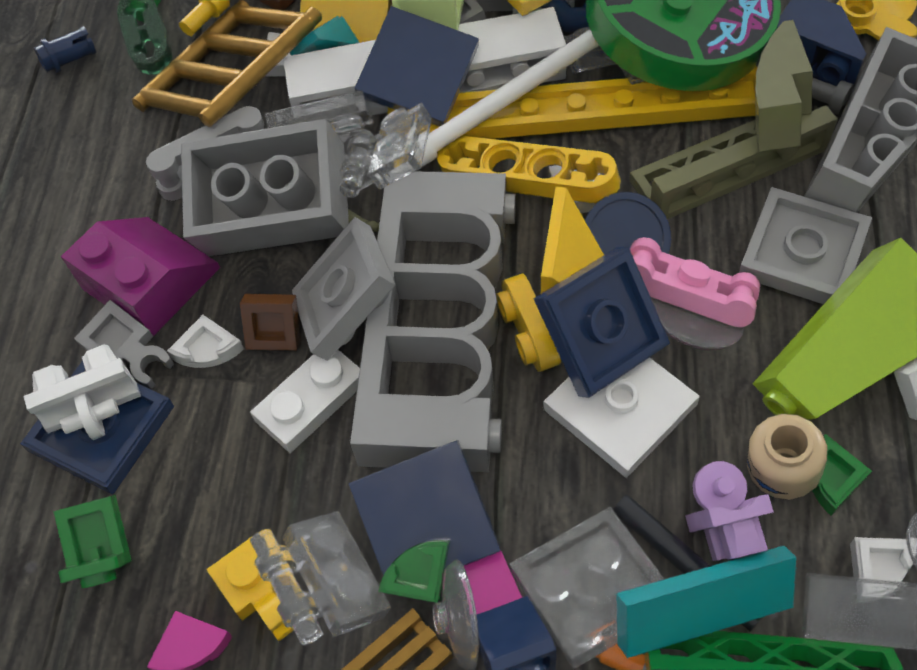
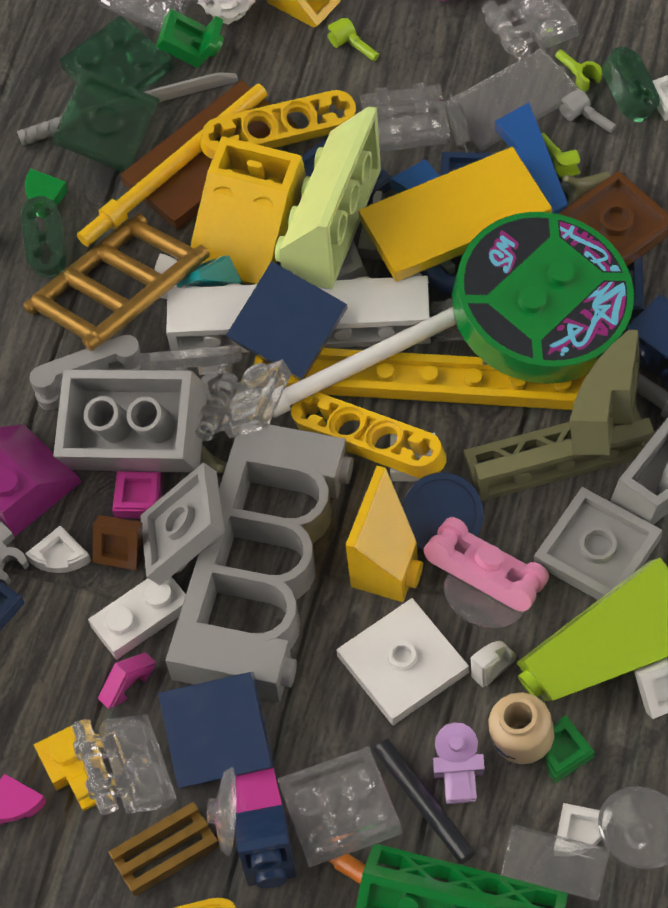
camera: 10 degrees right, 0 degrees up
(282, 267) = (136, 493): none -> dark pink tile
(301, 471) = (123, 676): none -> dark pink tile
(417, 572) = (201, 773): green tile -> none
(533, 341) = (340, 596): yellow plate -> none
(602, 321) = (394, 590): dark blue tile -> none
(705, 601) = (421, 830): teal tile -> none
(723, 389) = (491, 662): none -> white tile

